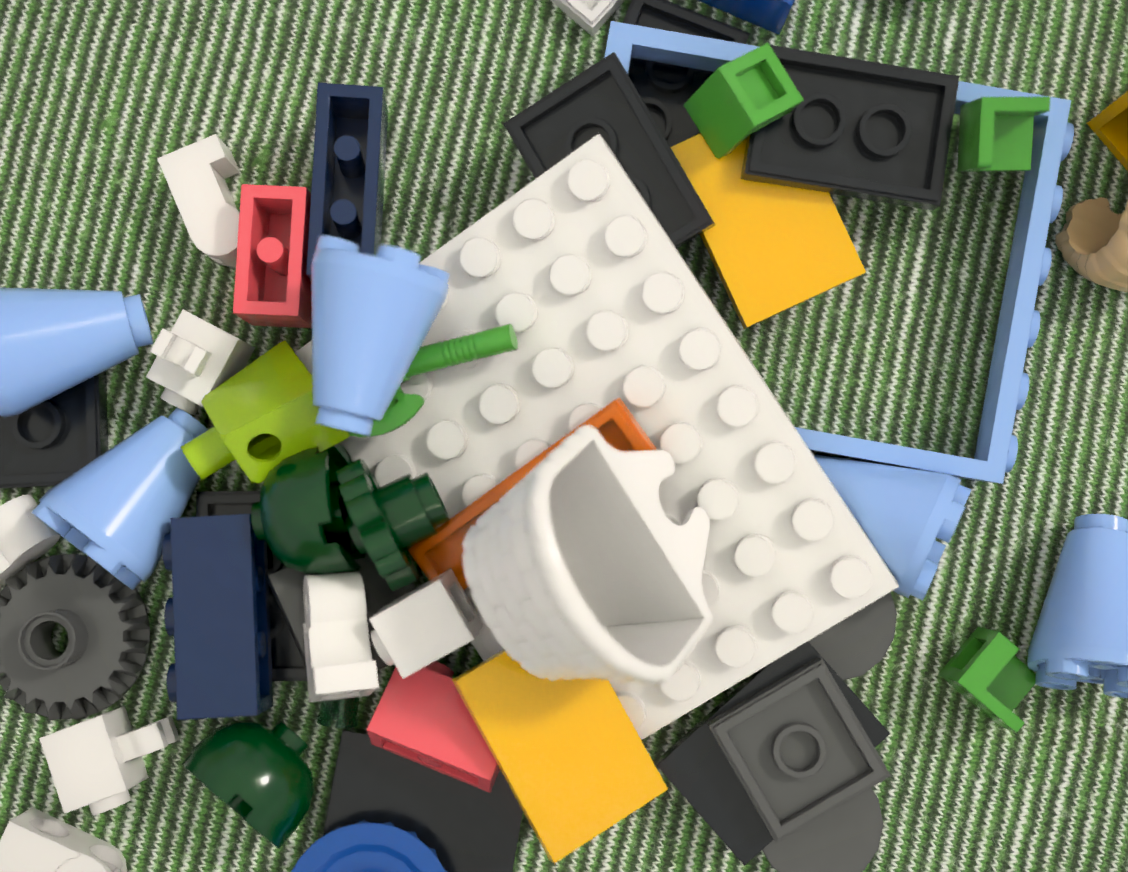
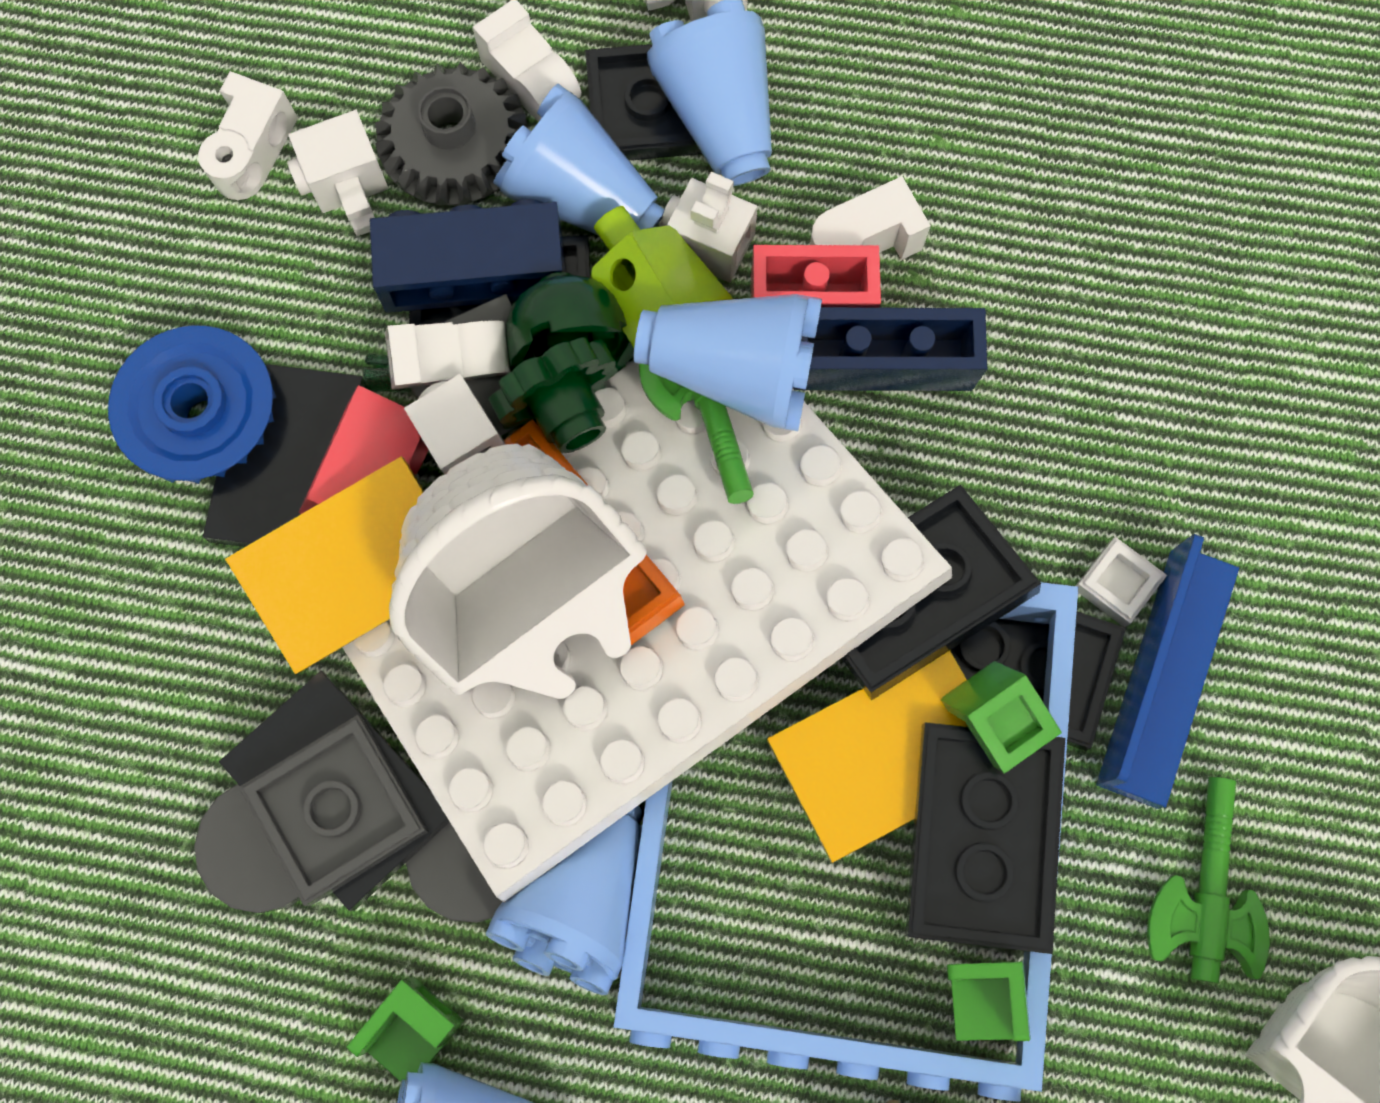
camera: 85 degrees right, 10 degrees down
(257, 775) = (317, 296): dark green cylinder -> none

